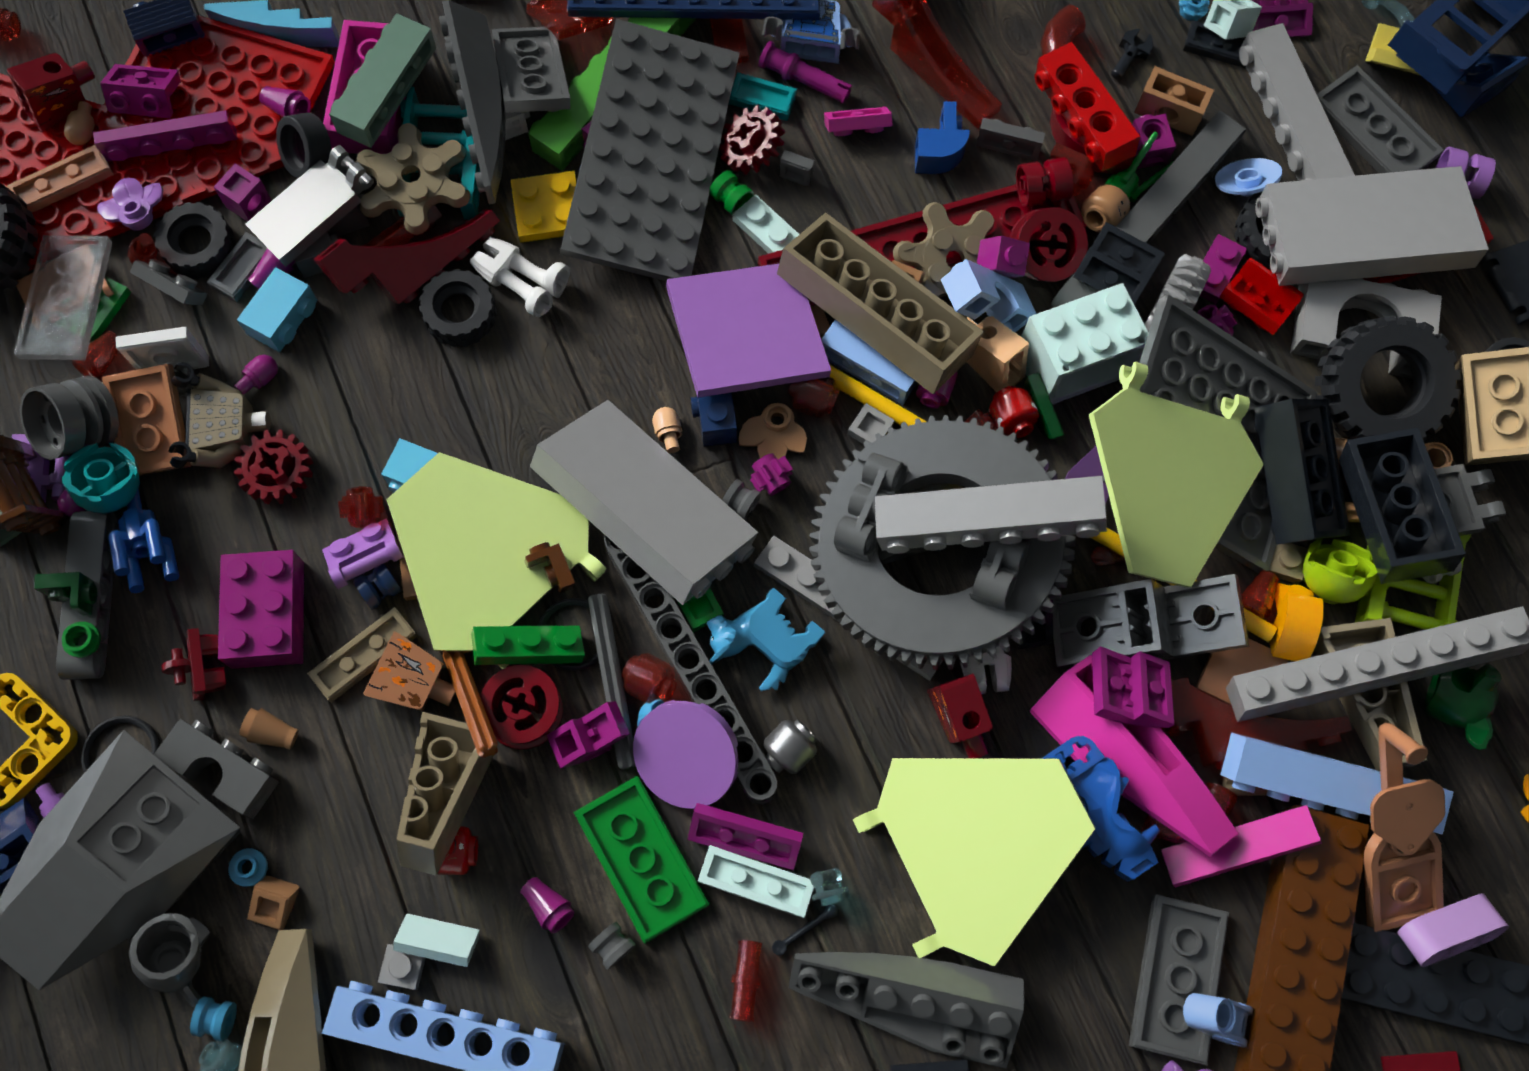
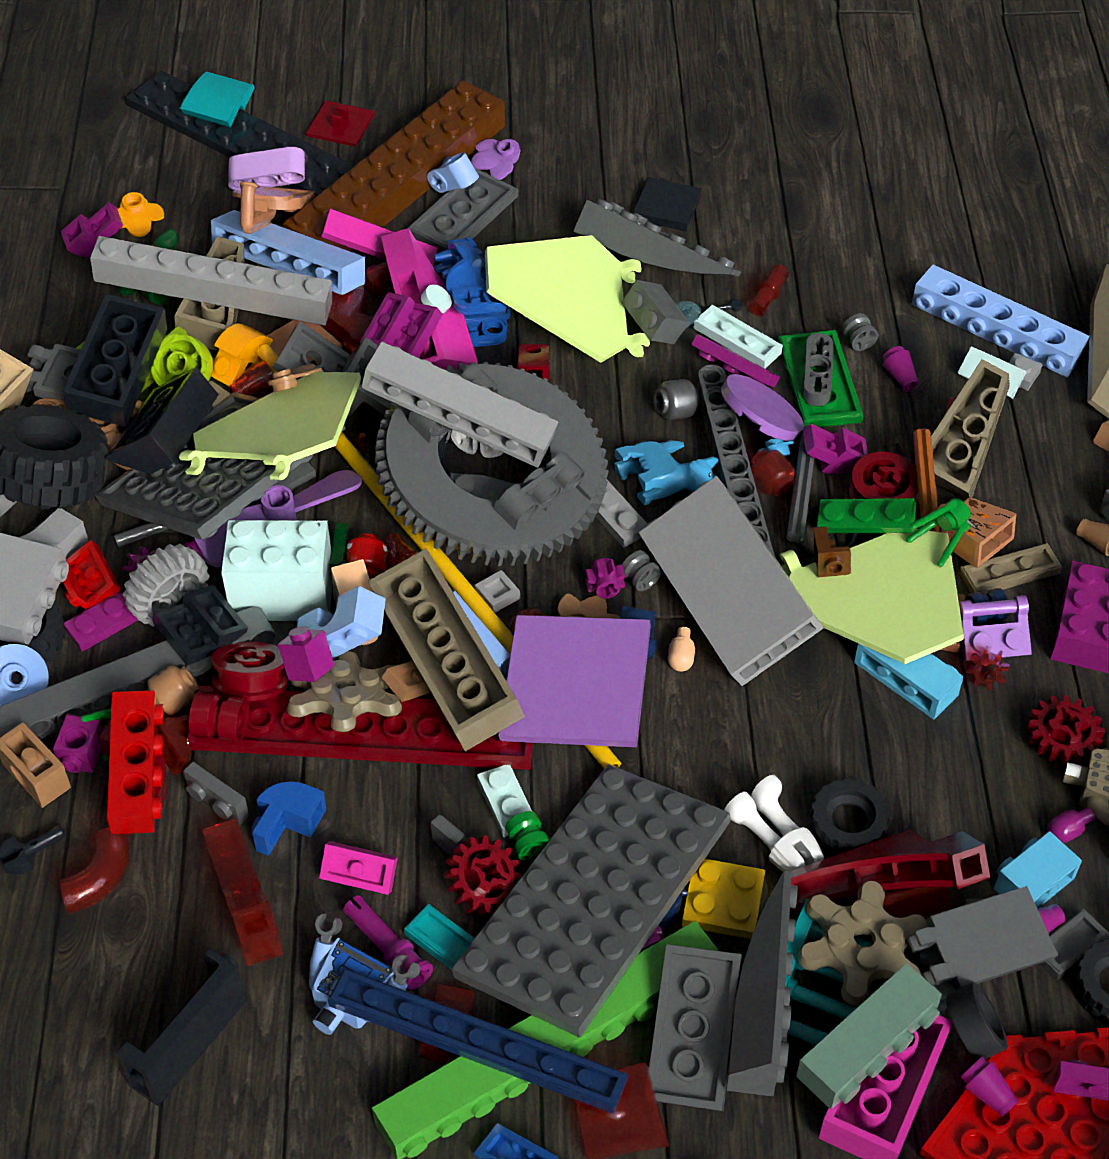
camera: 155 degrees left, 20 degrees down
(242, 192) = (1056, 1000): magenta brick -> none
(430, 652) = (949, 517): none -> green plant
(626, 830) = (812, 377): none -> dark grey beam
(865, 867) = (655, 312): none -> dark grey brick
(1114, 738) = (437, 297): none -> light aqua tile
(1204, 556) = (287, 379): none -> medium nougat plate

